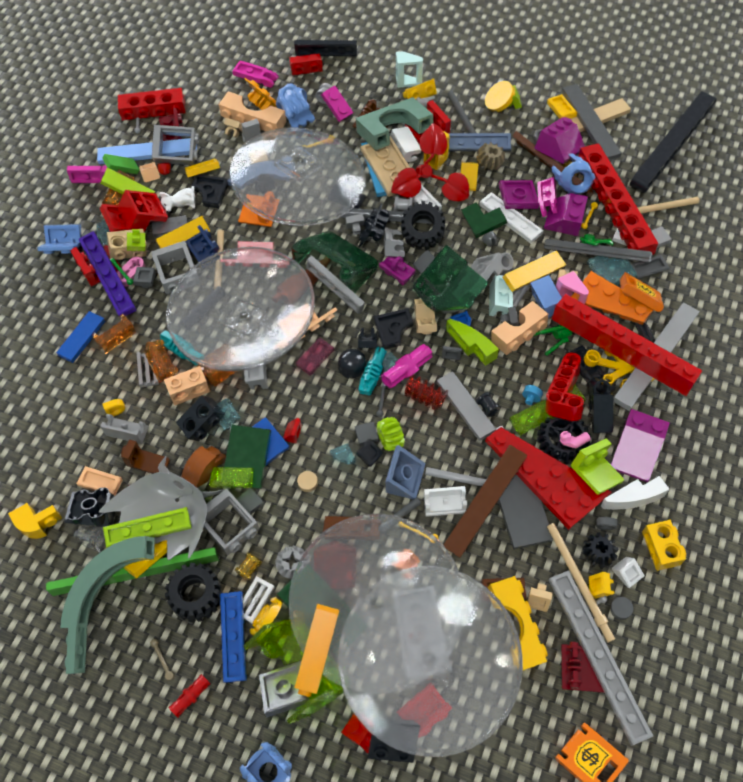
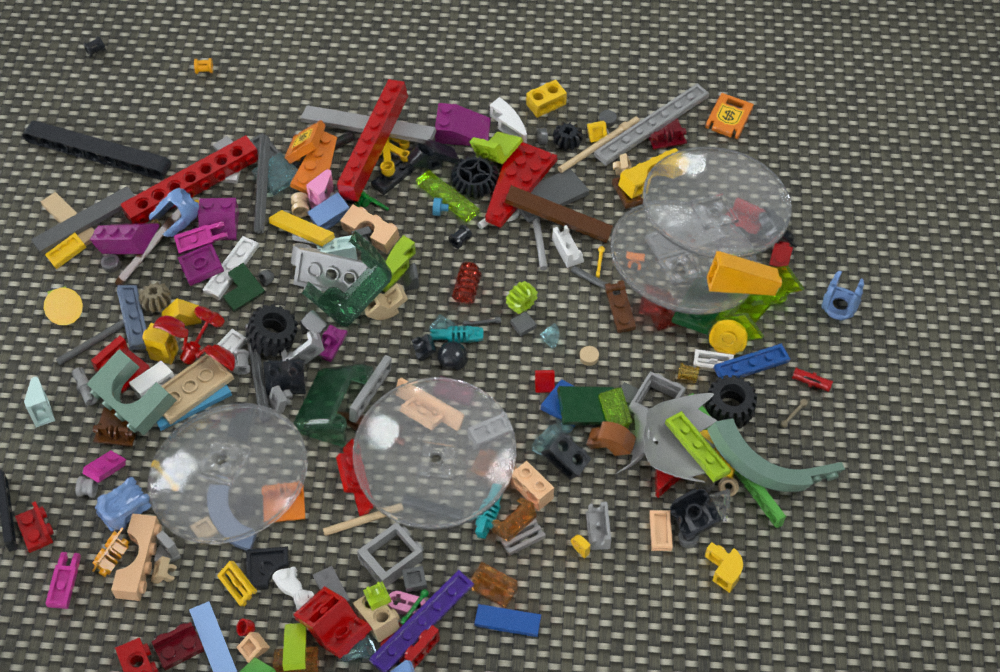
camera: 110 degrees left, 5 degrees down
(140, 459) = (624, 494): reddish brown bracket -> none
(160, 130) = (216, 636): light grey window -> none
(182, 233) = (343, 565): yellow tile -> none
(201, 245) = (355, 534): dark blue bracket -> none
(279, 690) = (776, 312): flat silver tile -> none
(282, 566) = (663, 349): light grey gear -> none
(369, 452) = (543, 314): black tile -> none
(392, 326) = (397, 335): black tile -> none
(404, 474) = (554, 284): sand blue slope -> none
(406, 366) = (443, 305): dark pink piece -> none
(421, 90) = (68, 394): yellow hinge -> none
(466, 406) = (467, 253): light grey tile -> none
(559, 400) = (405, 181): red beam -> none
(574, 442) = (482, 161): bright pink arm -> none
(590, 239) = (249, 188): green plate -> none
(628, 571) = (575, 117): white slope -> none
(667, 205) = (181, 143): tan bar -> none

